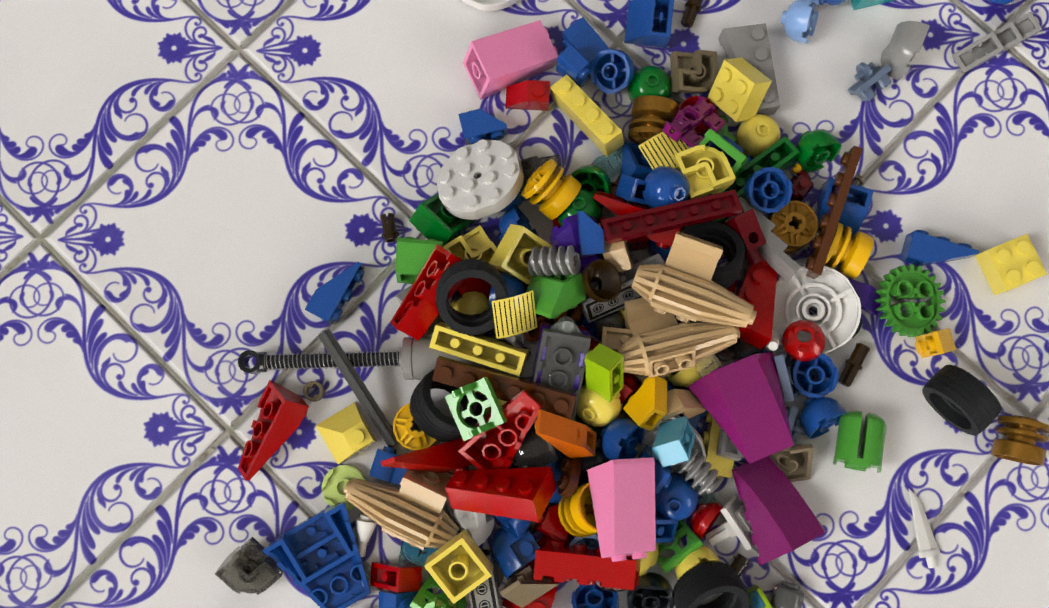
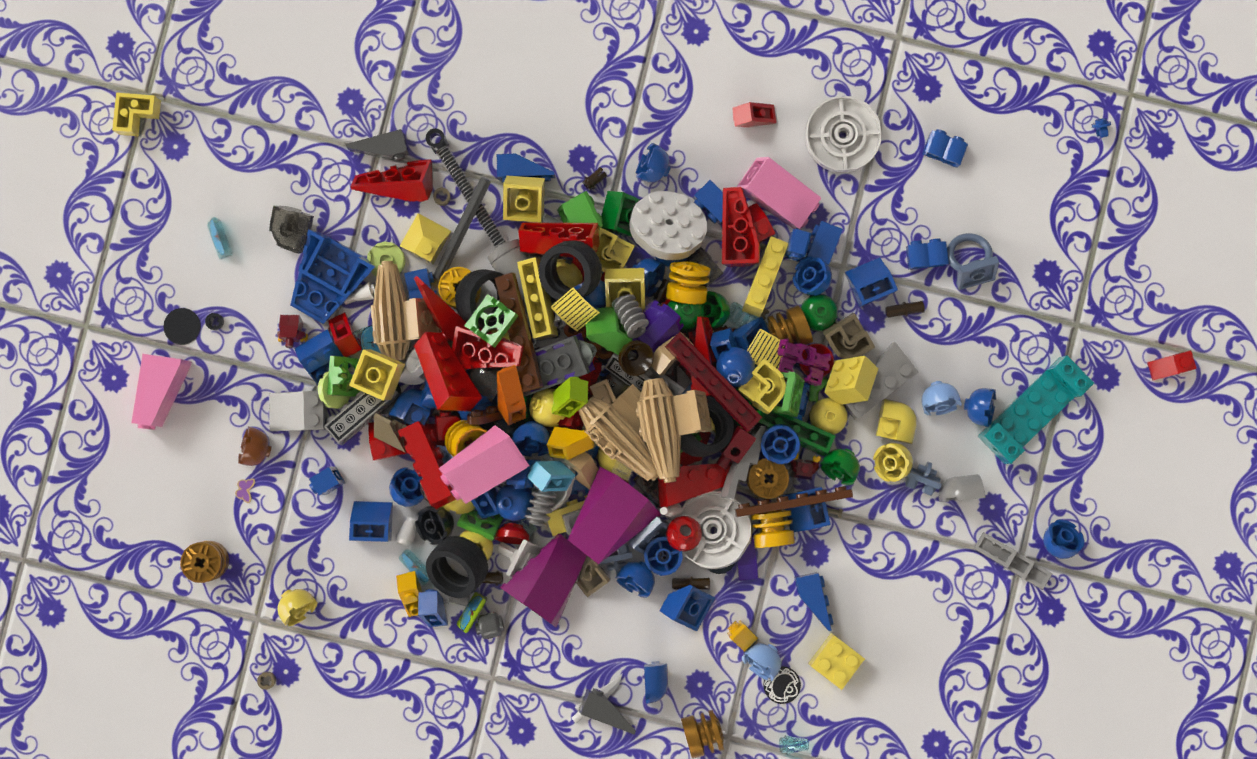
camera: 60 degrees right, 5 degrees up
(226, 419) = (387, 145): none -> dark grey slope
(366, 308) = (523, 199): none -> light yellow brick
(410, 161) = (653, 164): none -> blue cylinder
(419, 40) = (754, 114): none -> red slope
(531, 115) = (739, 235): none -> red wedge
(541, 224) = (660, 295): none -> dark brown pin
(590, 235) = (664, 330): blue tile -> none
(800, 74) = (896, 421): none -> light yellow brick
(841, 97) = (892, 462): none -> light yellow cylinder
(871, 444) = (634, 616): bright green cylinder -> none
(876, 382) = (687, 606): none -> blue slope
(910, 279) = (749, 608): bright green gear -> none
(940, 458) = (655, 681): none -> blue brick
(940, 532) = (599, 708): none -> dark grey slope
(961, 399) = (706, 672): black tyre -> none
(974, 335) = (764, 660): none -> light blue cylinder
(1003, 333) = (784, 686): none -> black sticker

